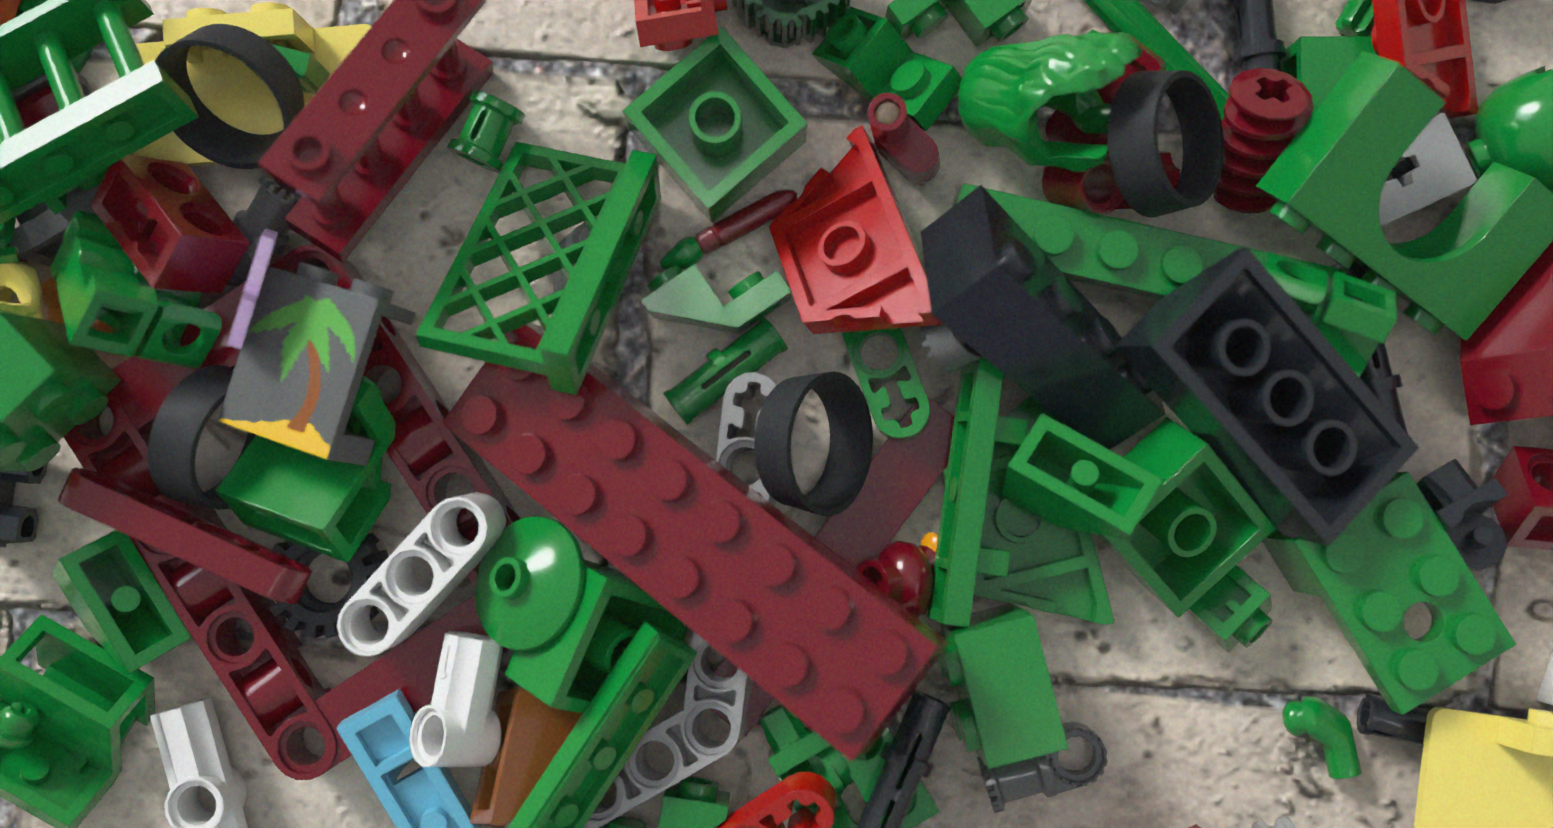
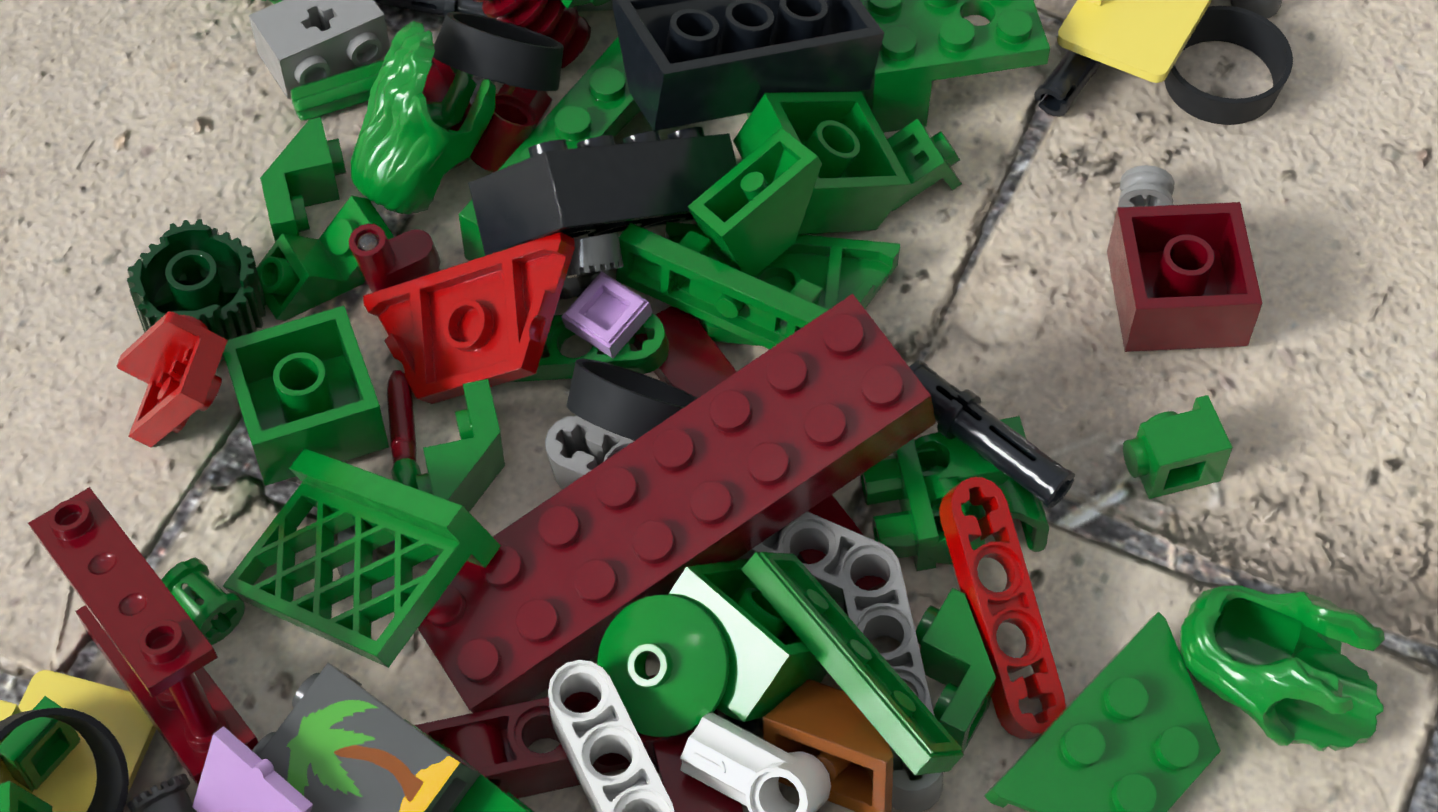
camera: 70 degrees left, 30 degrees down
(761, 345) = (528, 450): green pin -> none
(905, 375) = (607, 314): none -> lavender tile
(1002, 687) = (929, 314): green brick -> none
(1044, 772) = (1011, 346): dark grey connector -> none
(1330, 729) = (1058, 129): green arm -> none

